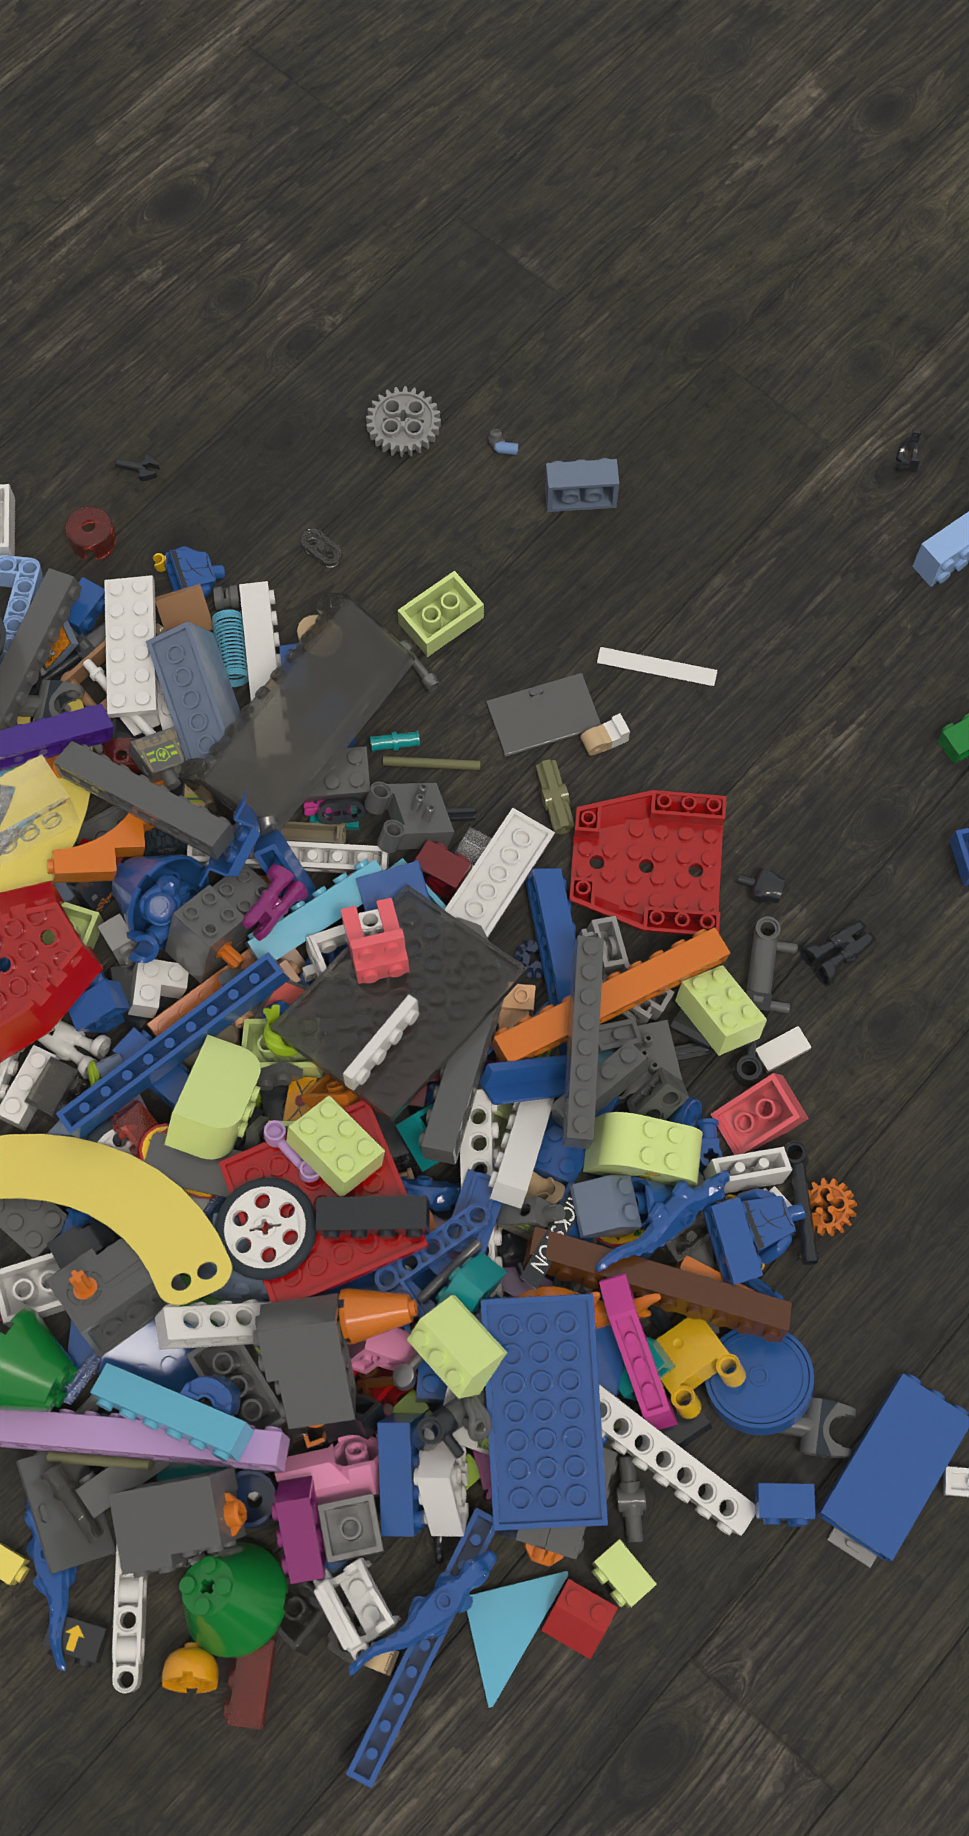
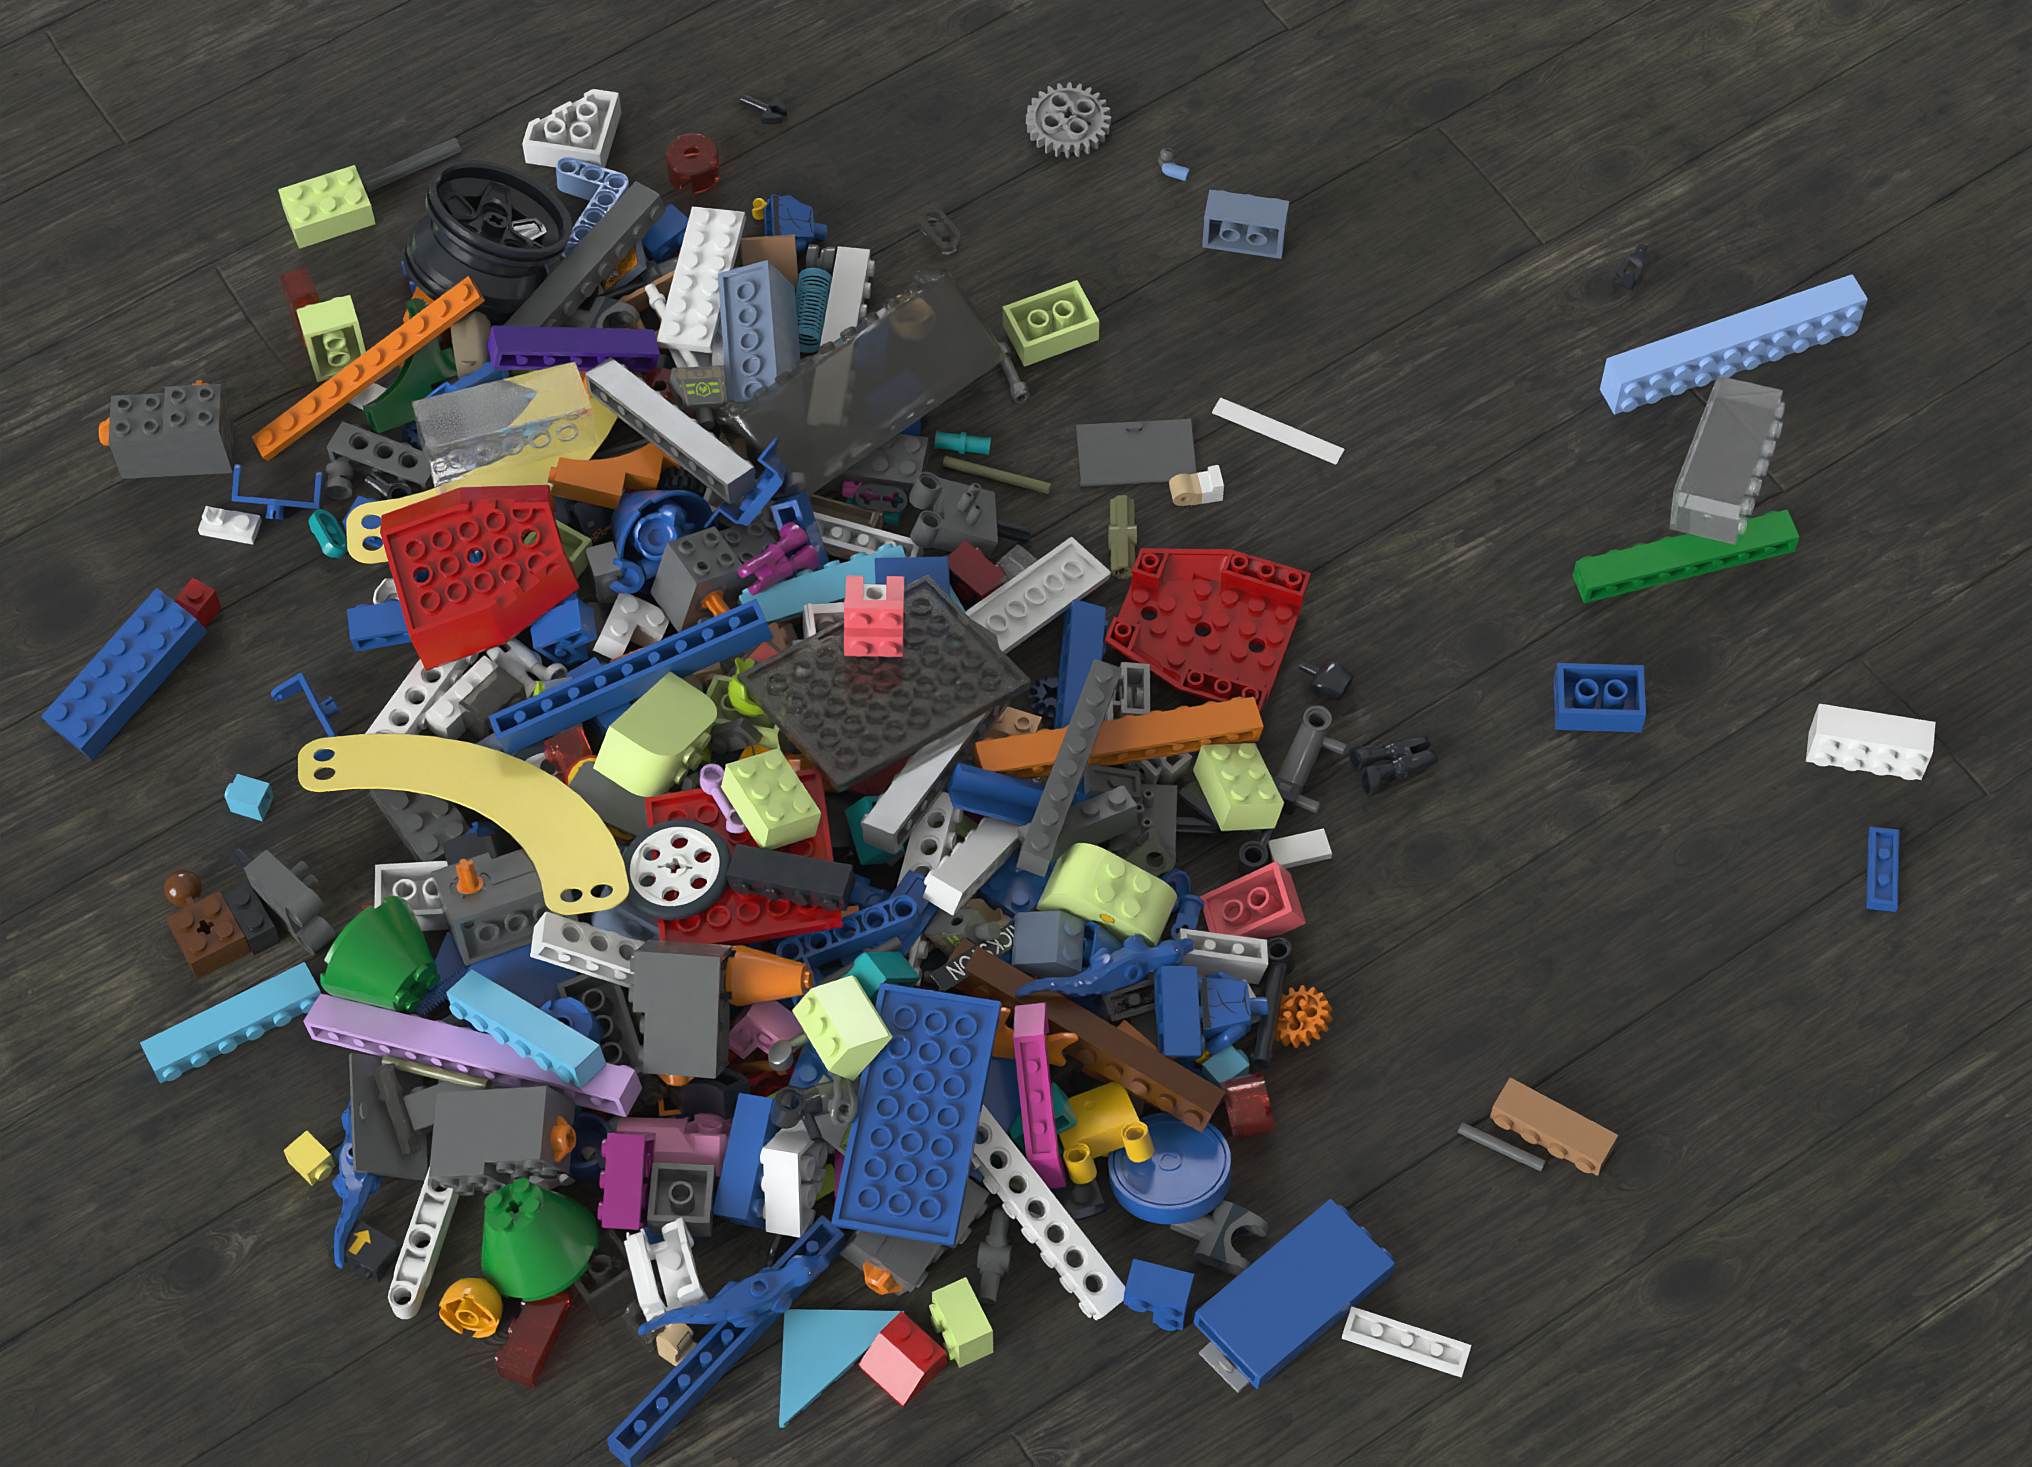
camera: 15 degrees right, 10 degrees down
(377, 1048) = (849, 711): white plate -> none
(780, 1272) = (1226, 1065): none -> medium azure brick
(810, 1303) = (1248, 1105): none -> clear red brick

